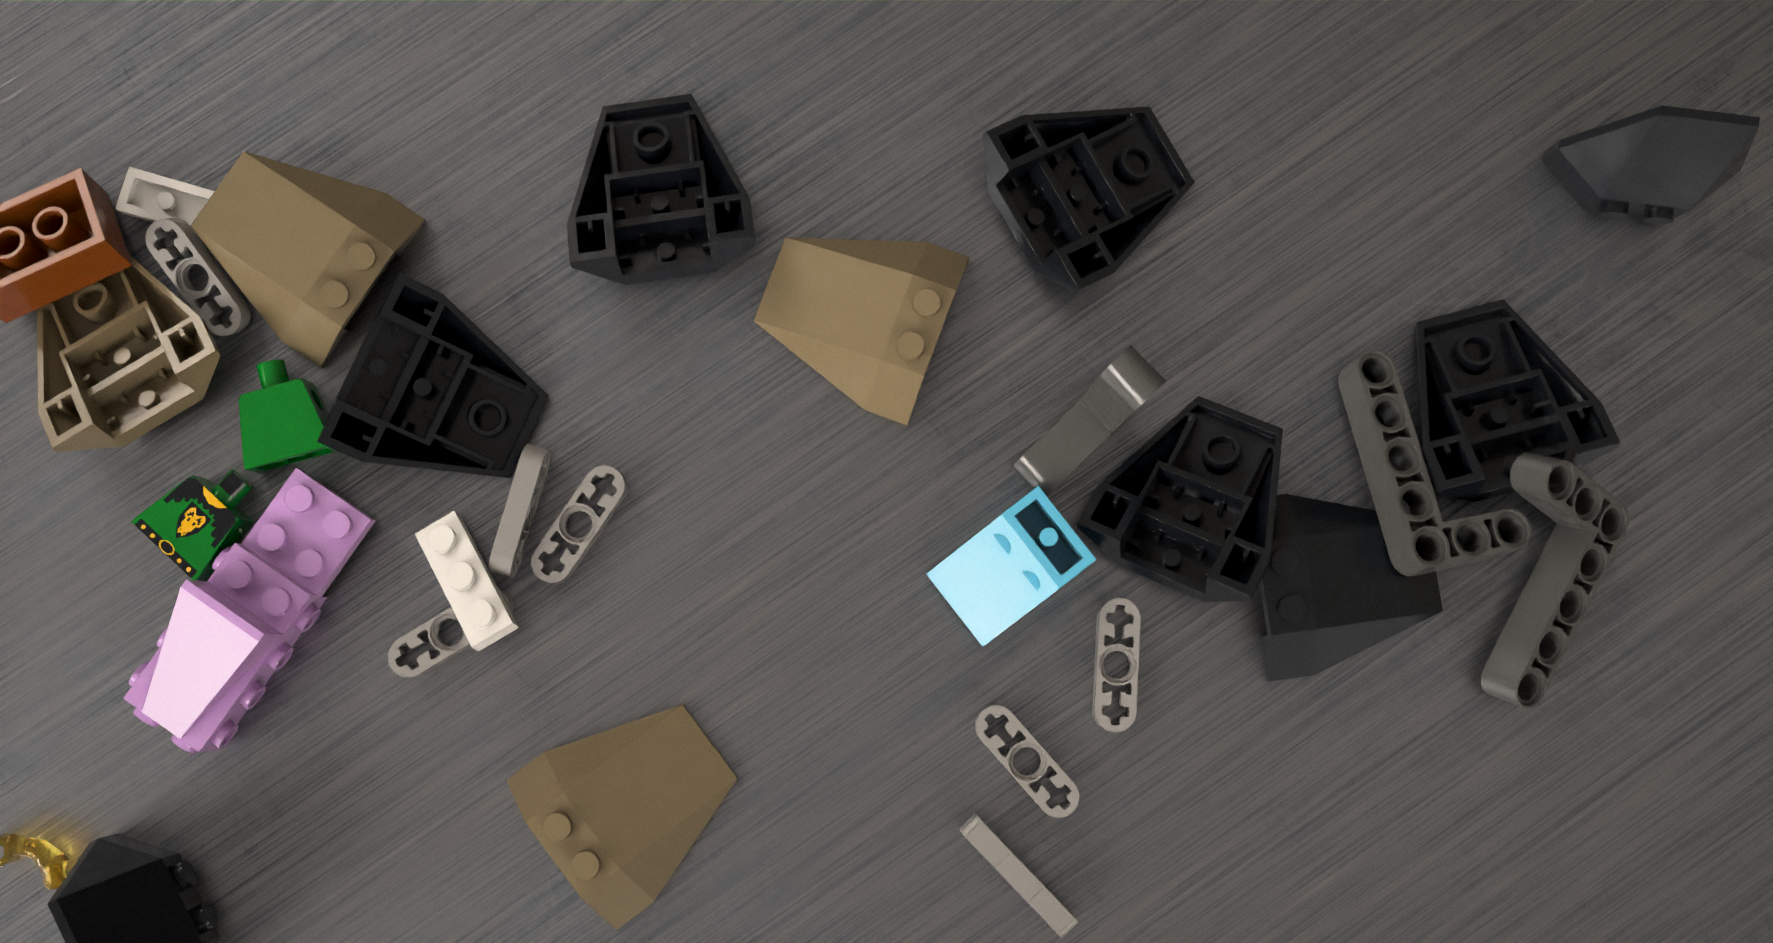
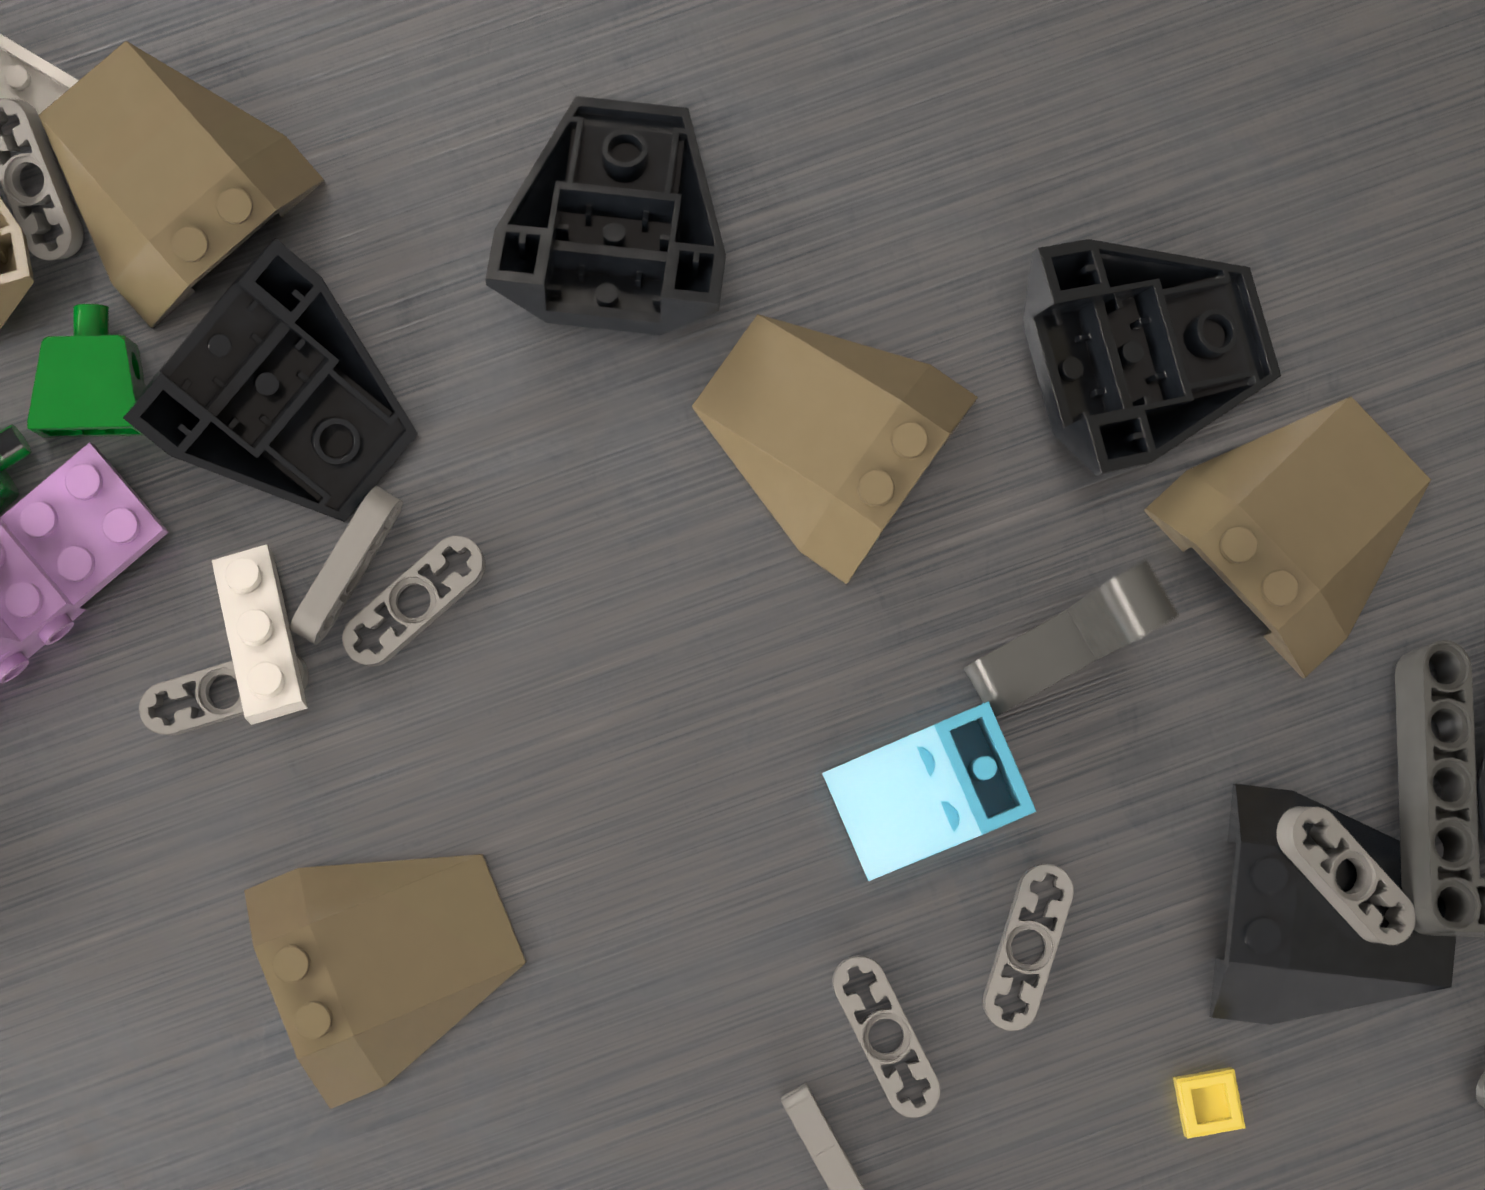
camera: 20 degrees right, 0 degrees up
(1194, 504) = (1176, 774): black wedge -> none
(1237, 290) = (1299, 523): none -> dark tan wedge
(1283, 746) = (1209, 1102): none -> light yellow tile
(1322, 546) = (1321, 869): none -> light grey beam

